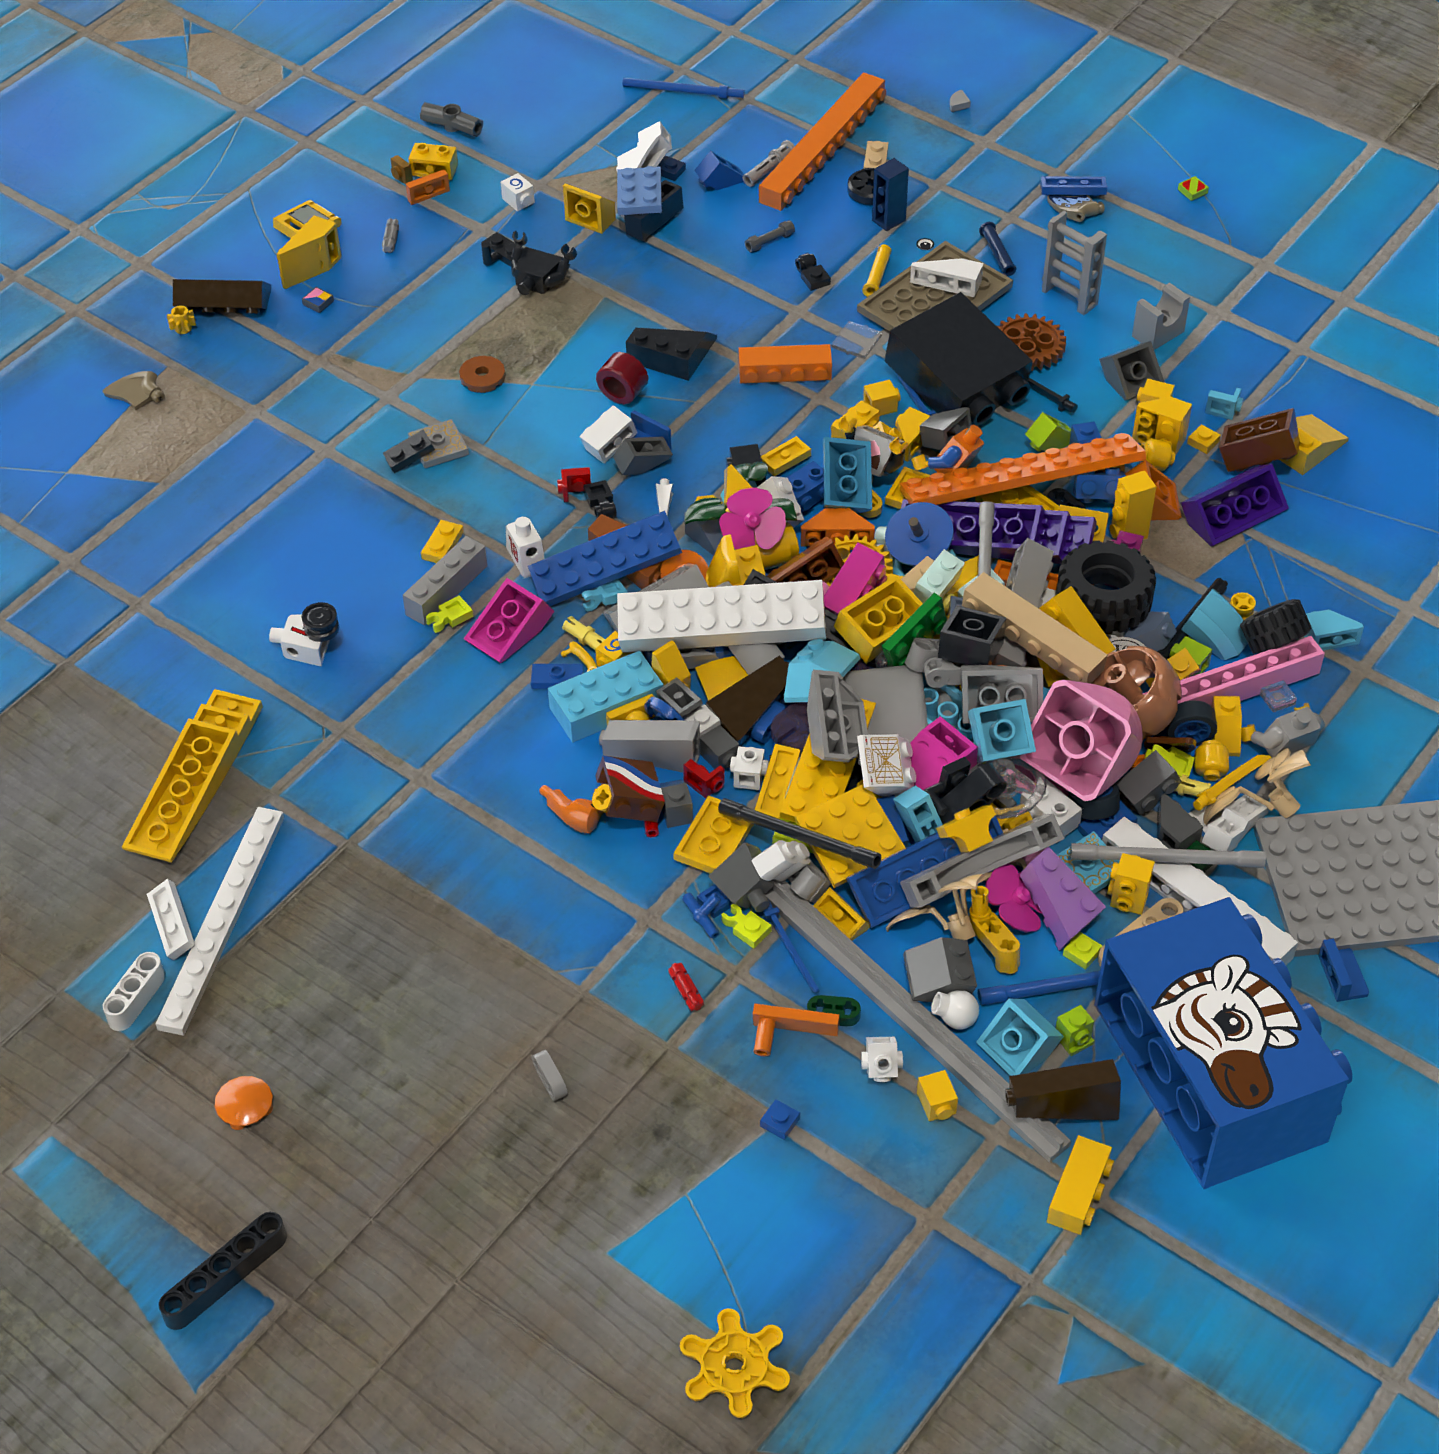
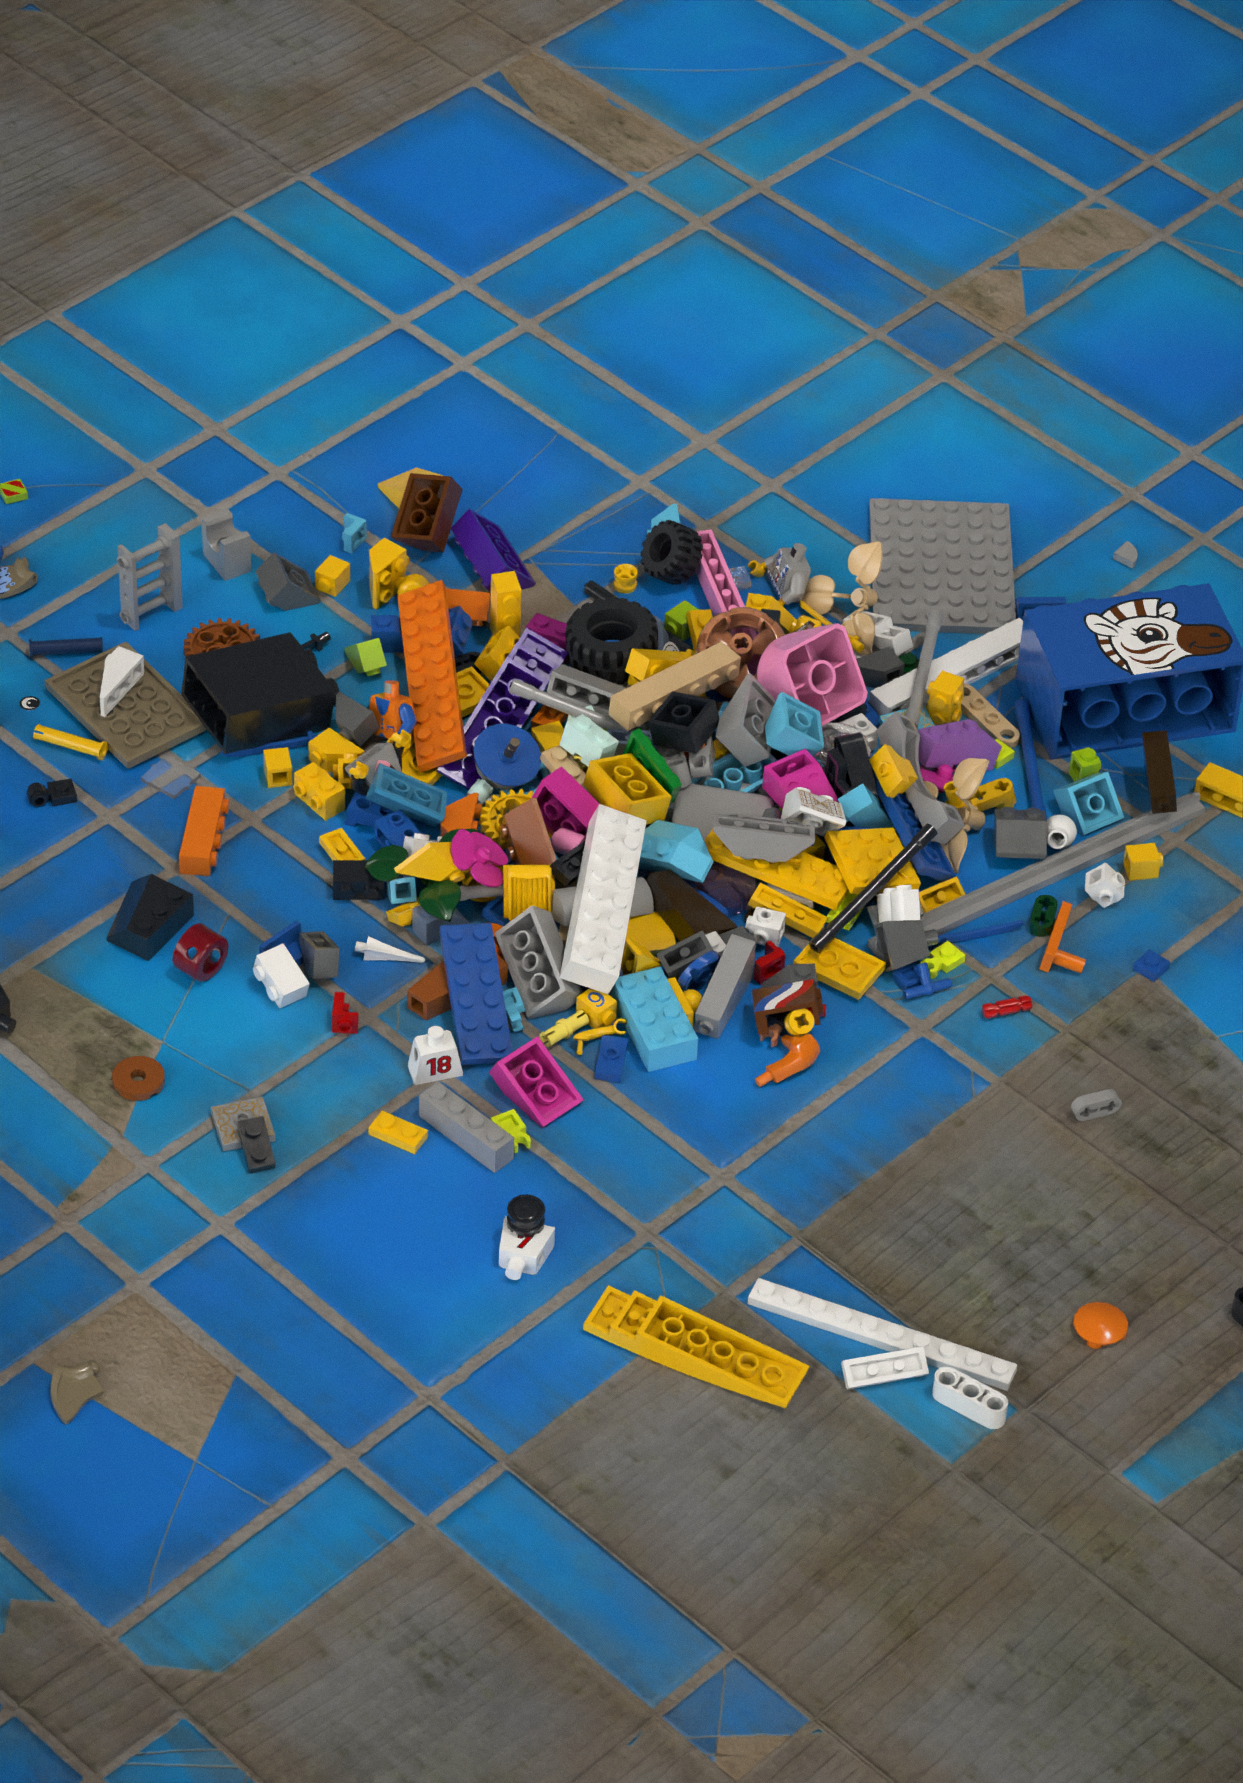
camera: 85 degrees left, 5 degrees down
(601, 498) = (365, 999): black plate -> none
(1217, 626) = (647, 592): medium azure slope -> none

